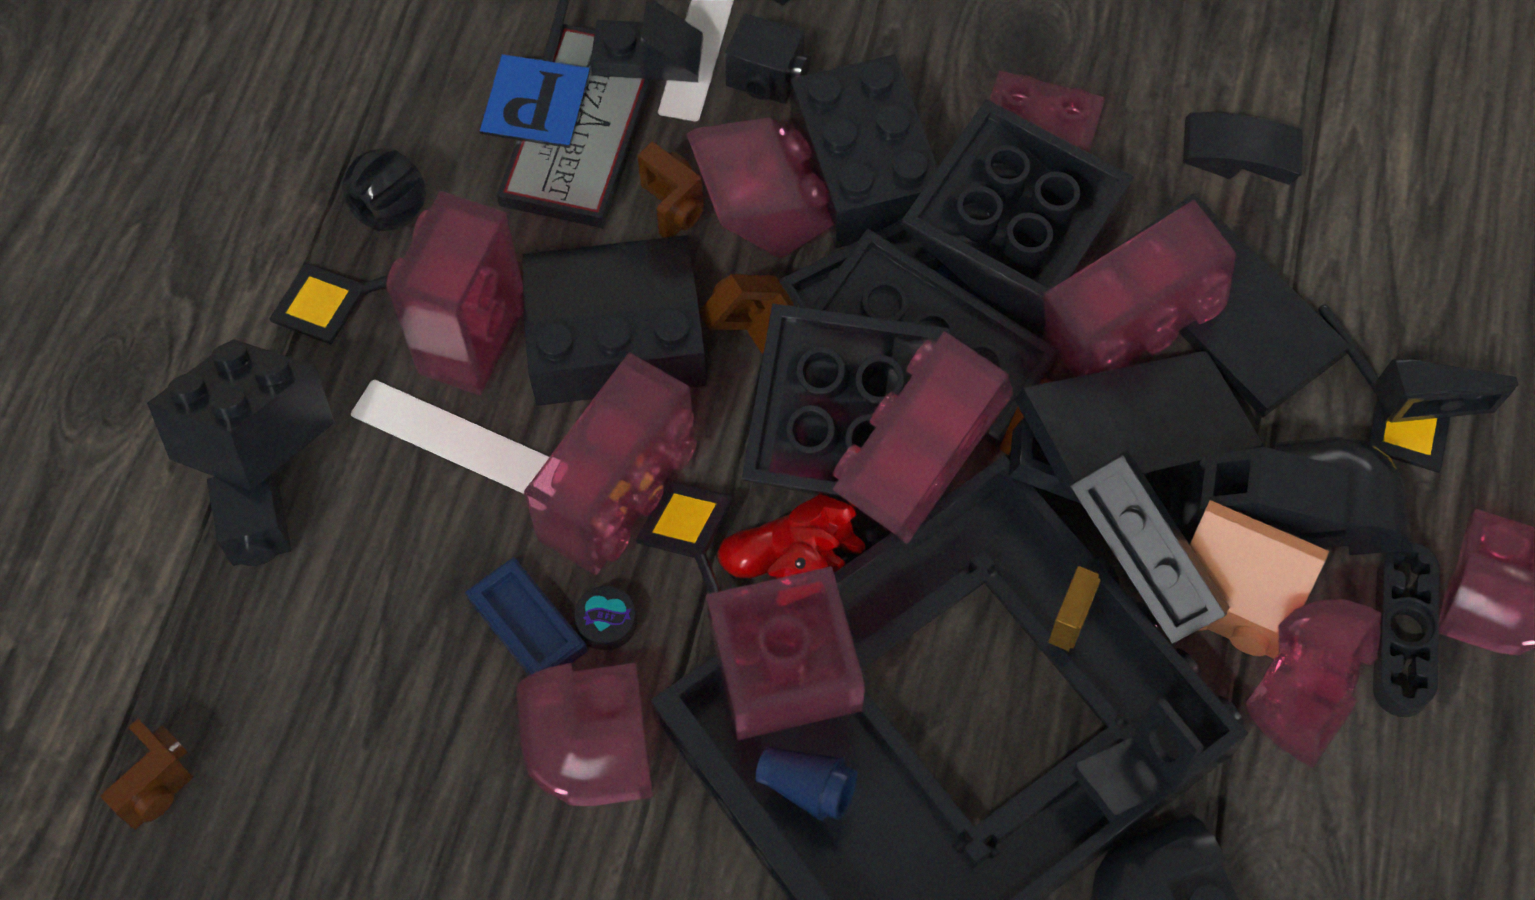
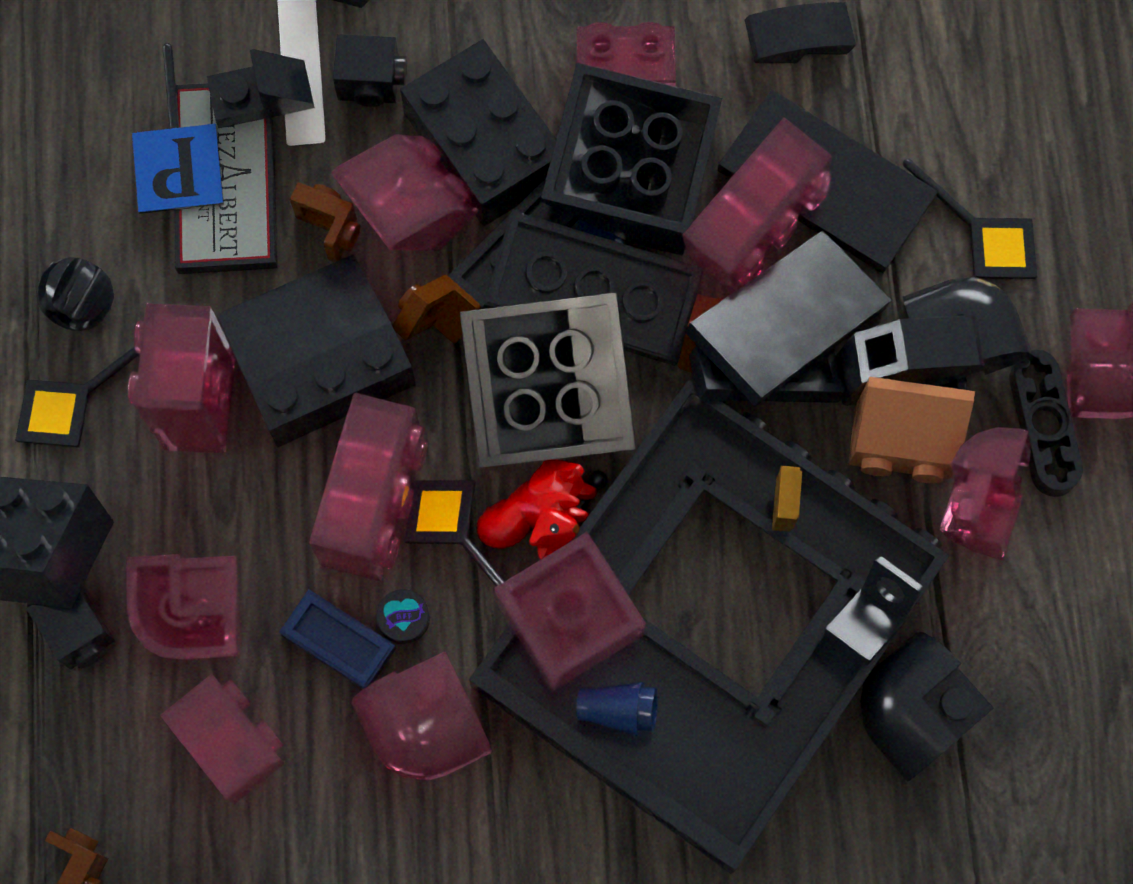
camera: 20 degrees left, 10 degrees up
(361, 681) = (223, 738): none -> clear pink brick
(374, 529) = (185, 606): none -> clear pink brick
(448, 436) = (220, 499): white sticker -> none
(923, 436) = (625, 401): clear pink brick -> none
(1150, 547) = (831, 428): plate -> none
(1432, 390) = (1008, 215): black slope -> none

